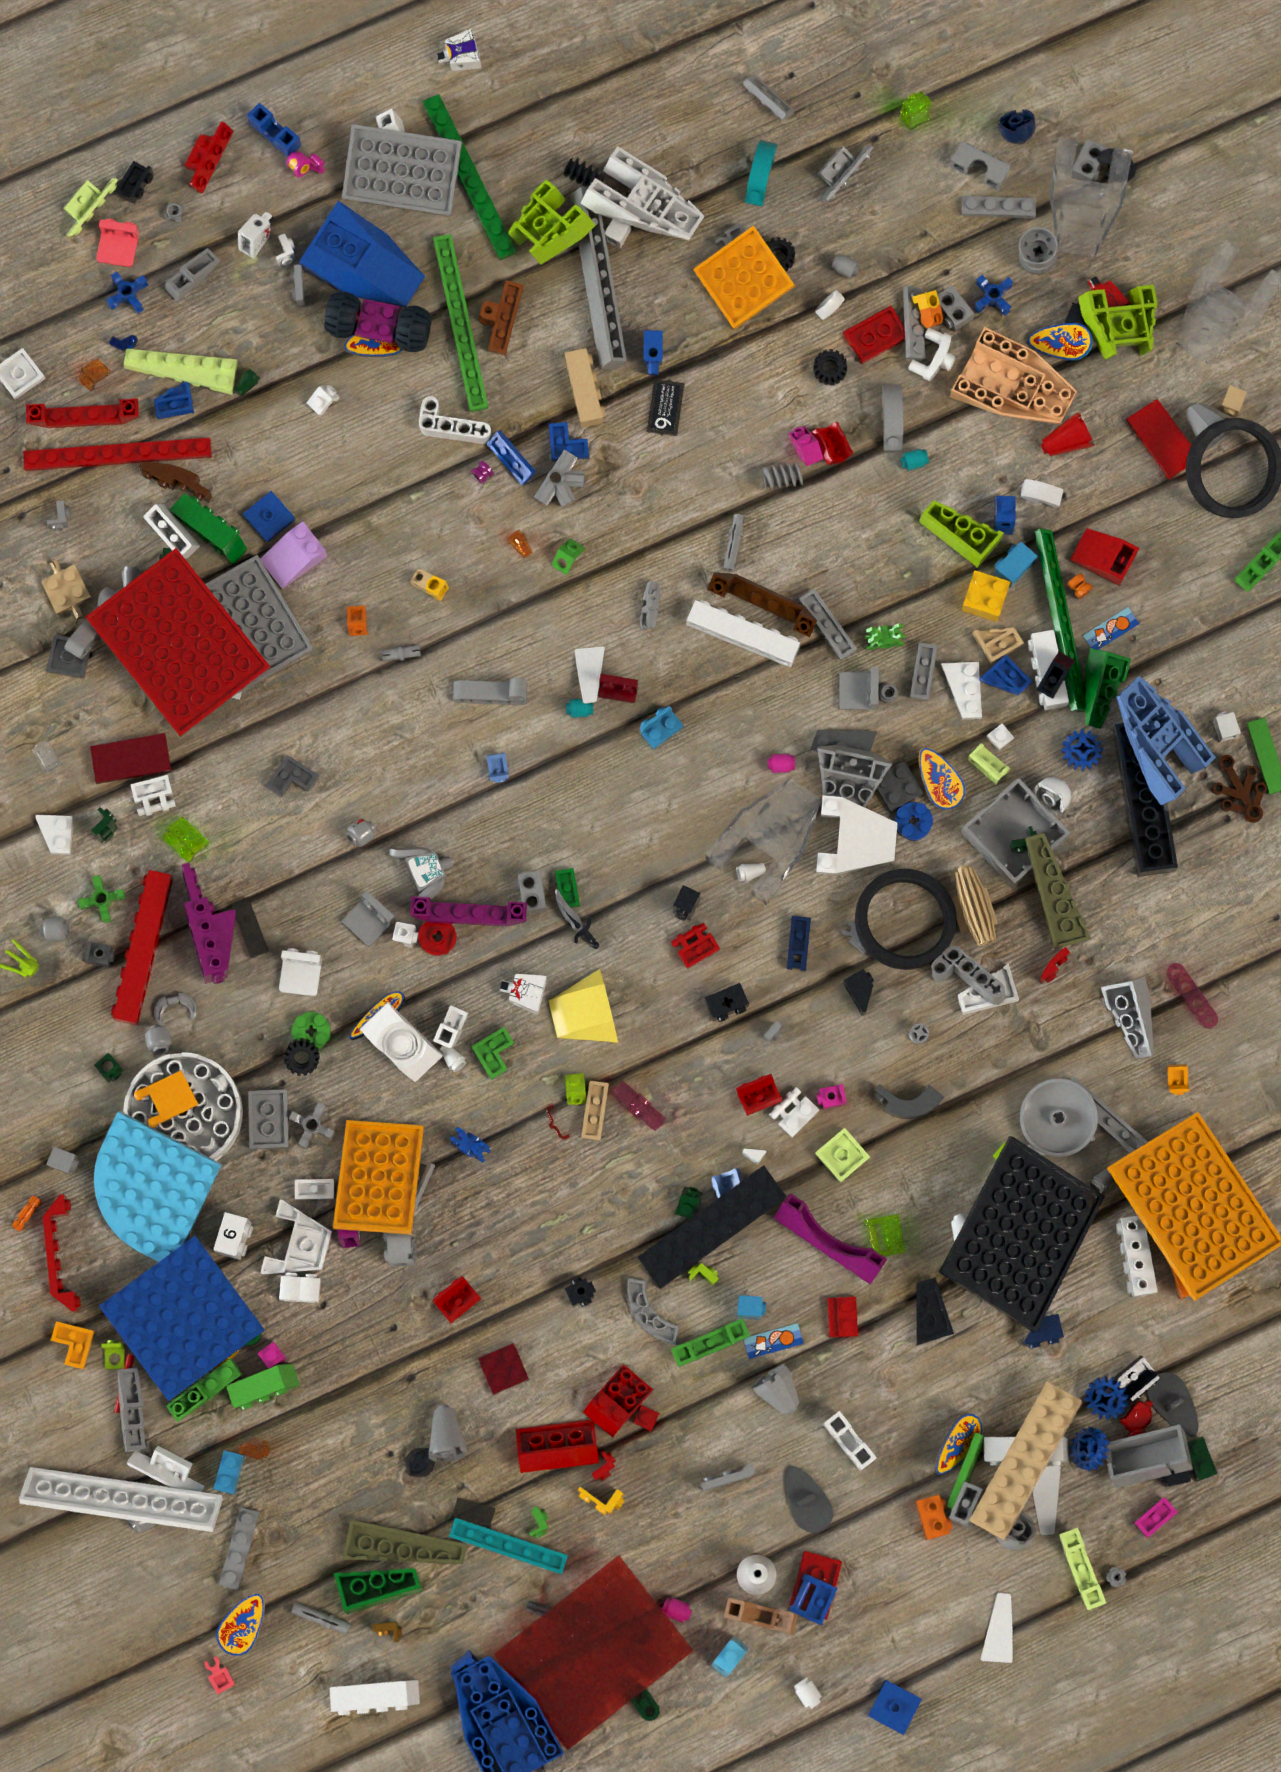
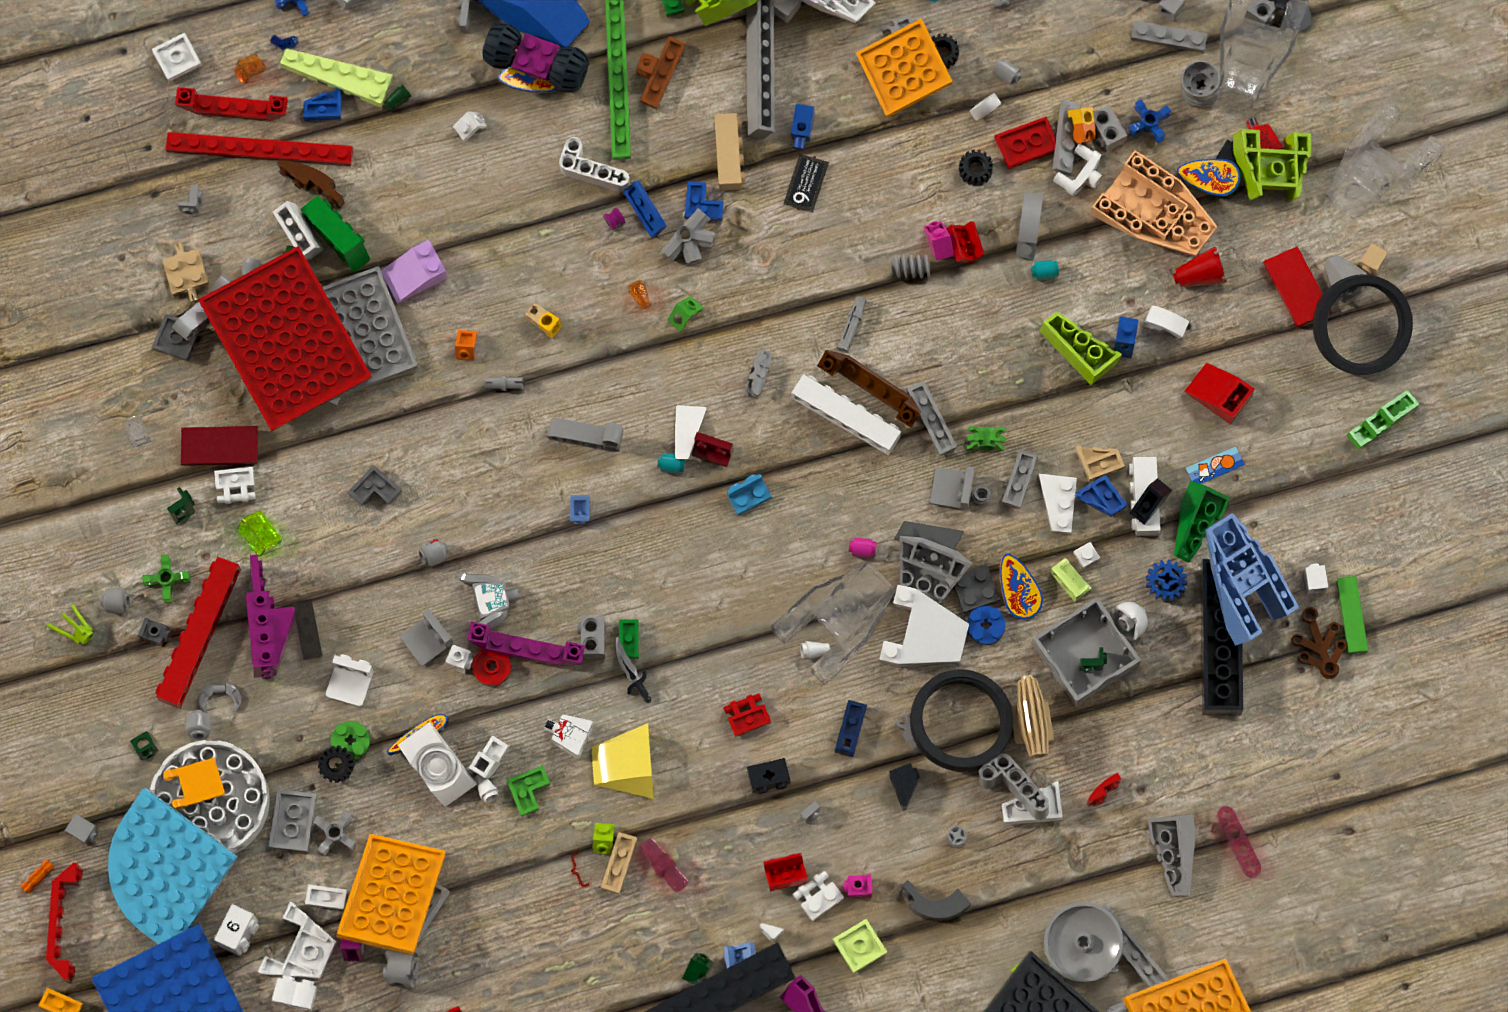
camera: 10 degrees right, 5 degrees down
(57, 832) = (134, 507): white wing -> none
(269, 516) = (397, 231): blue plate -> none
(470, 1144) = (488, 876): blue pin -> none
(686, 903) = (744, 671): black brick -> none
(985, 596) = (1094, 414): yellow brick -> none
(1015, 564) = (1128, 387): dark azure brick -> none
(1059, 908) = (1117, 731): olive wing -> none
(1060, 616) = (1166, 446): green plate -> none
(1079, 586) = (1190, 418): orange wheel -> none
(1177, 1079) = (1210, 922): light orange bracket -> none

